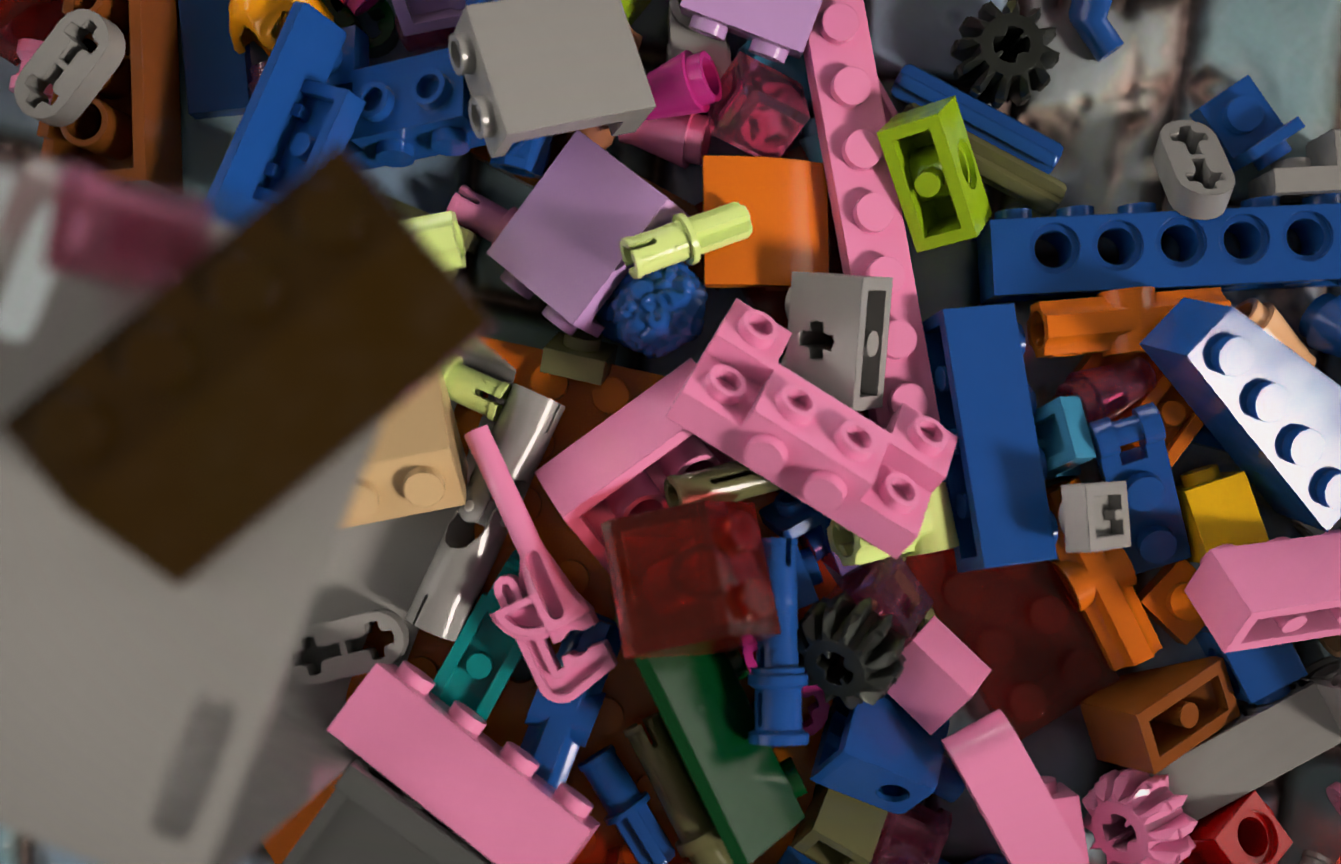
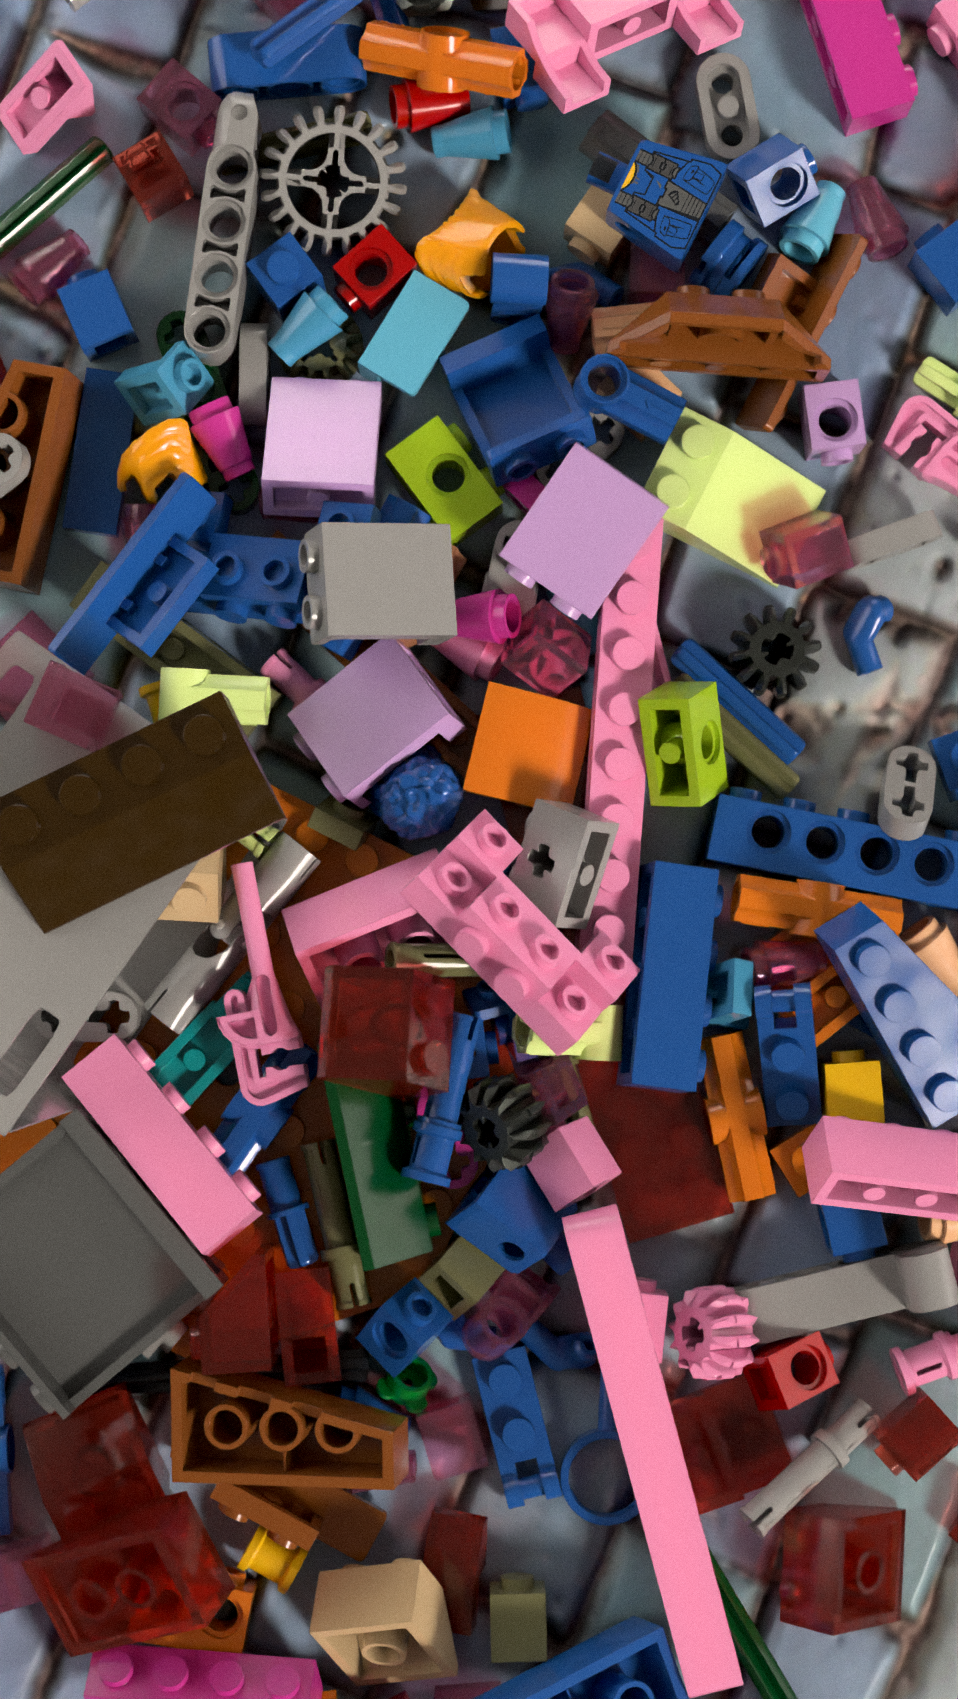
camera: 20 degrees right, 0 degrees up
(685, 239) = (455, 750): yellowish green axle -> none
(1095, 516) = (734, 1063): light grey bracket -> none
(1159, 713) = (758, 1246): dark orange slope -> none

